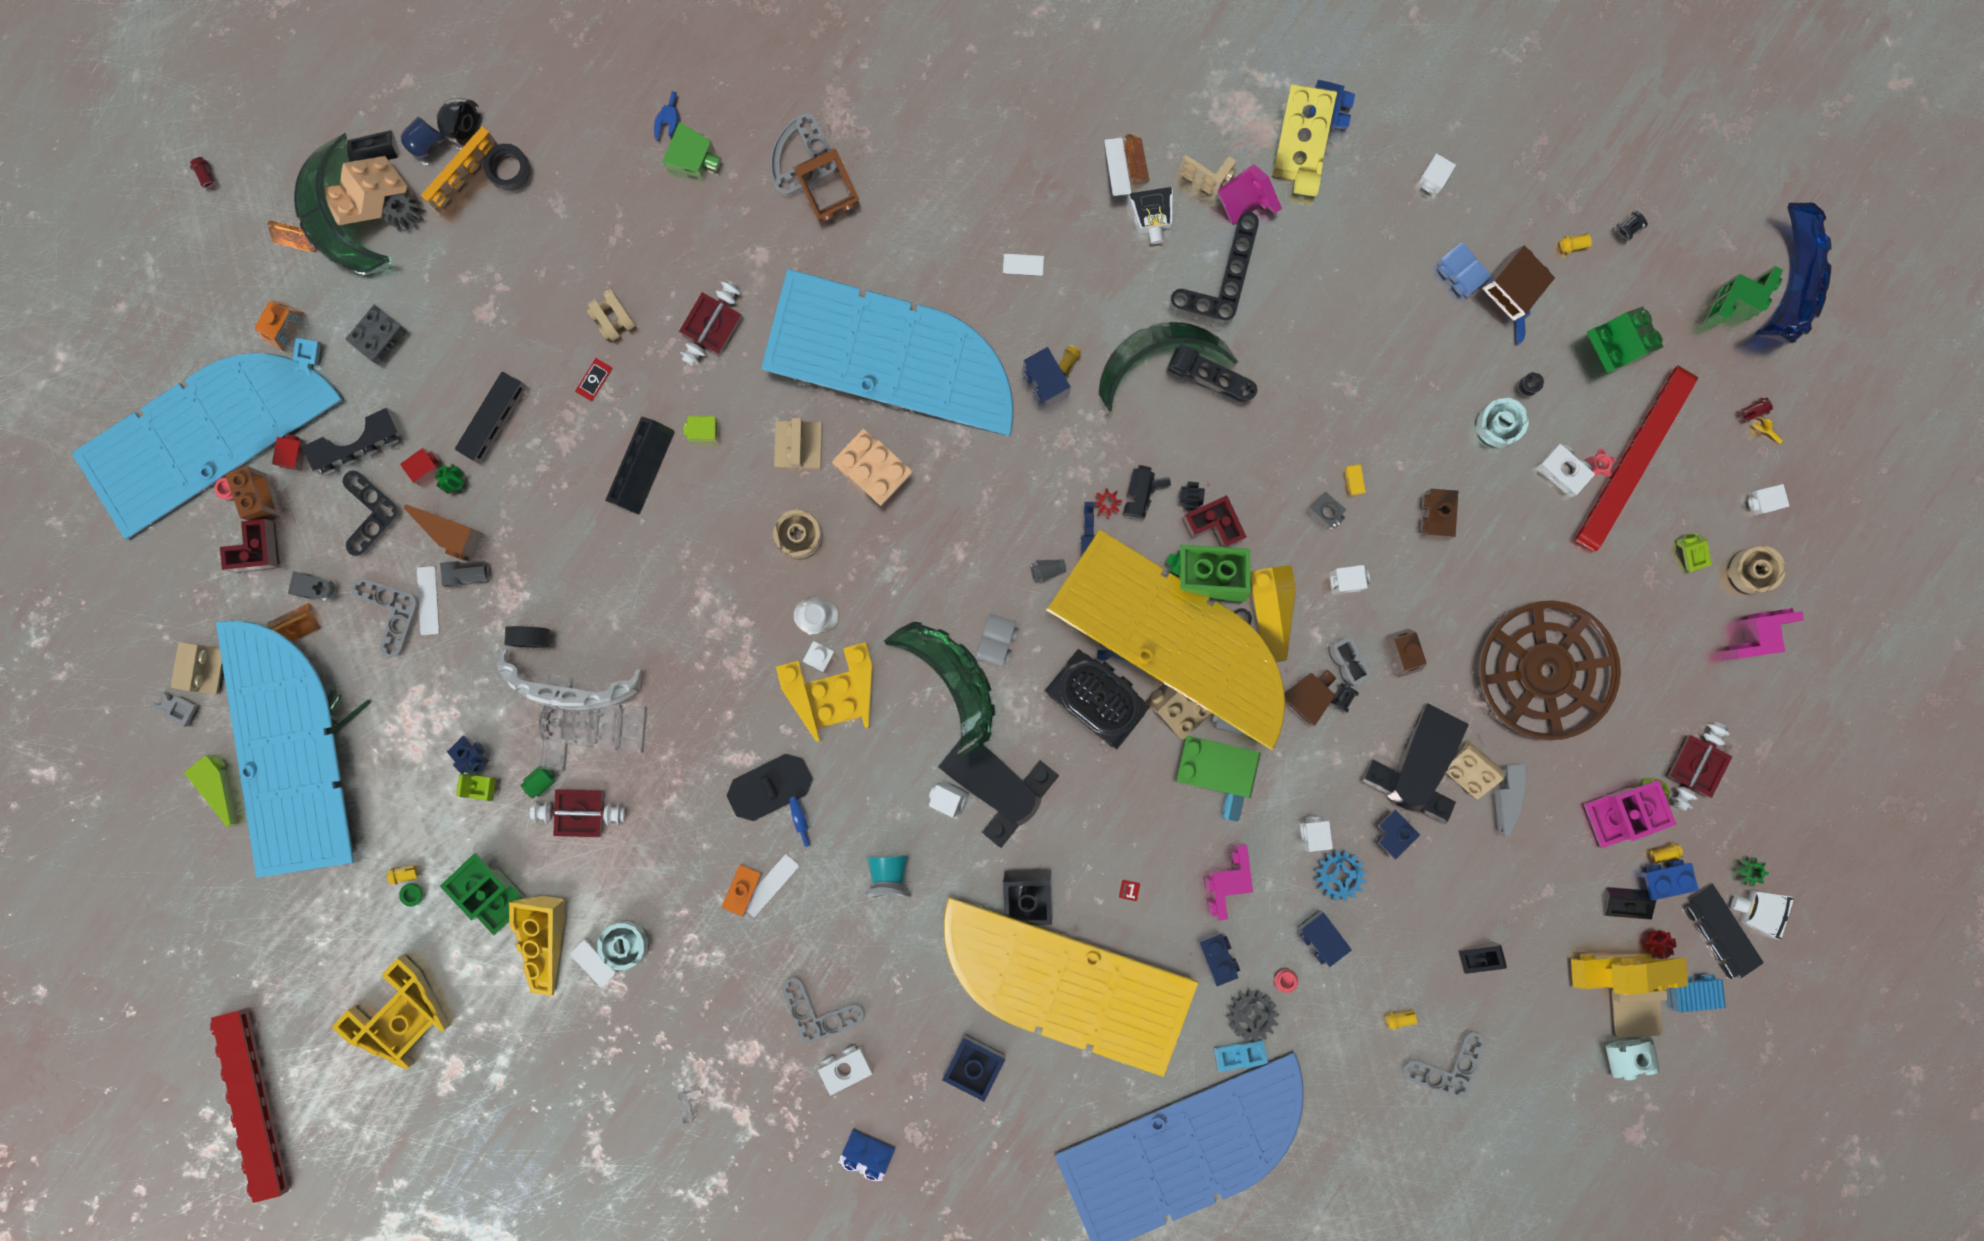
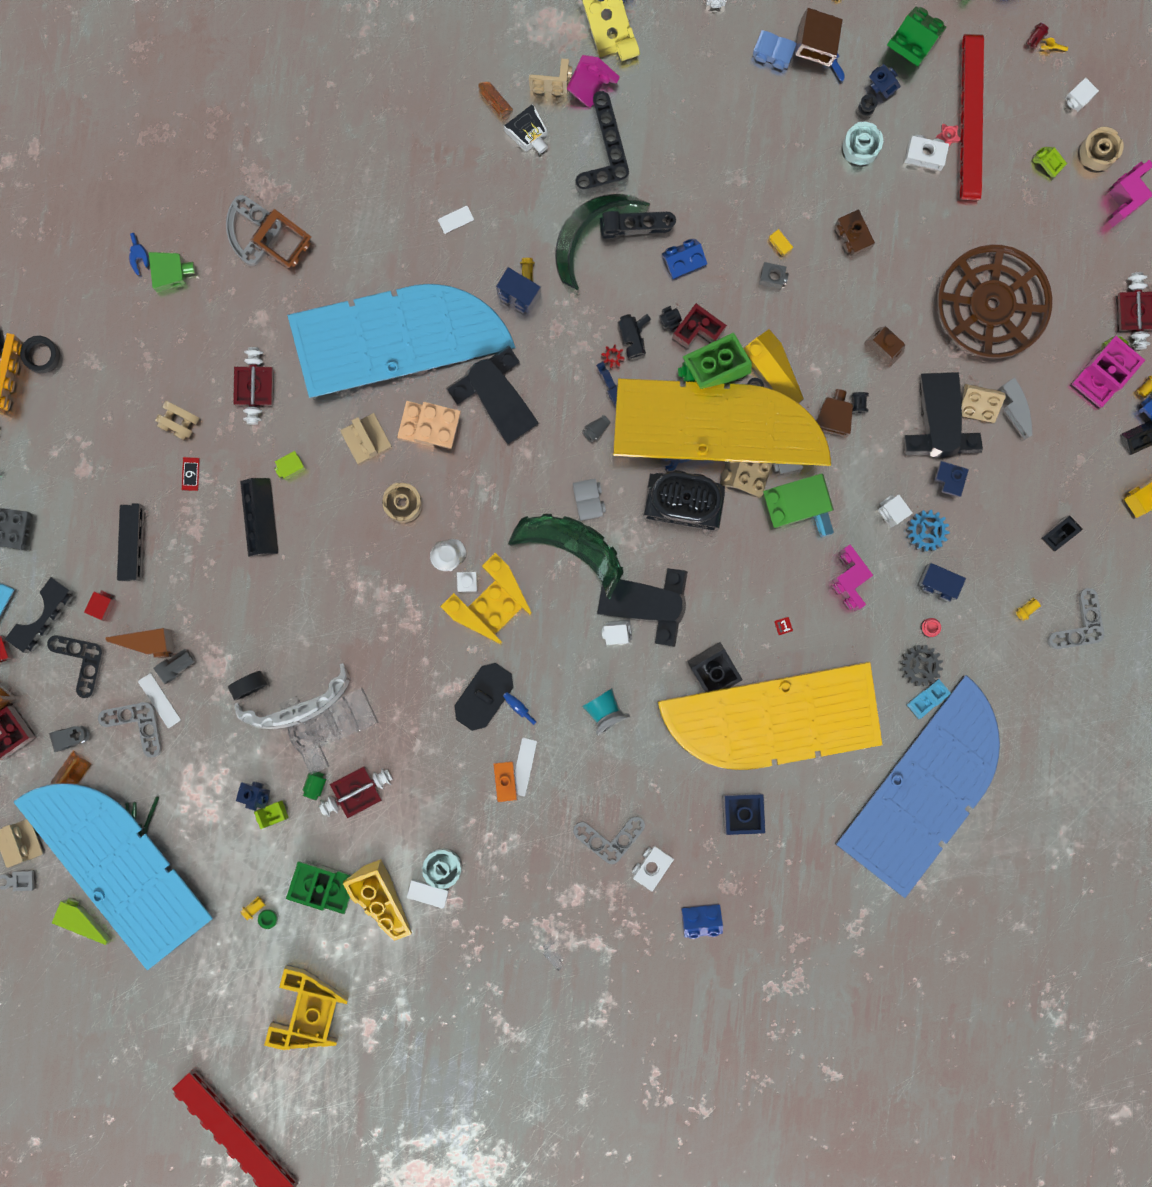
camera: 35 degrees left, 0 degrees up
(449, 478) = (126, 603): green gear -> none
(961, 474) = (496, 394): none -> black slope
(1117, 166) = (484, 111): white sticker -> none
(1218, 959) = (873, 638): dark blue brick -> none
(1243, 439) = (684, 257): none -> blue bracket
(1349, 579) = (816, 315): white brick -> none
(1352, 666) = (845, 371): light grey brick -> none
(1563, 368) = (884, 81): none -> dark blue brick

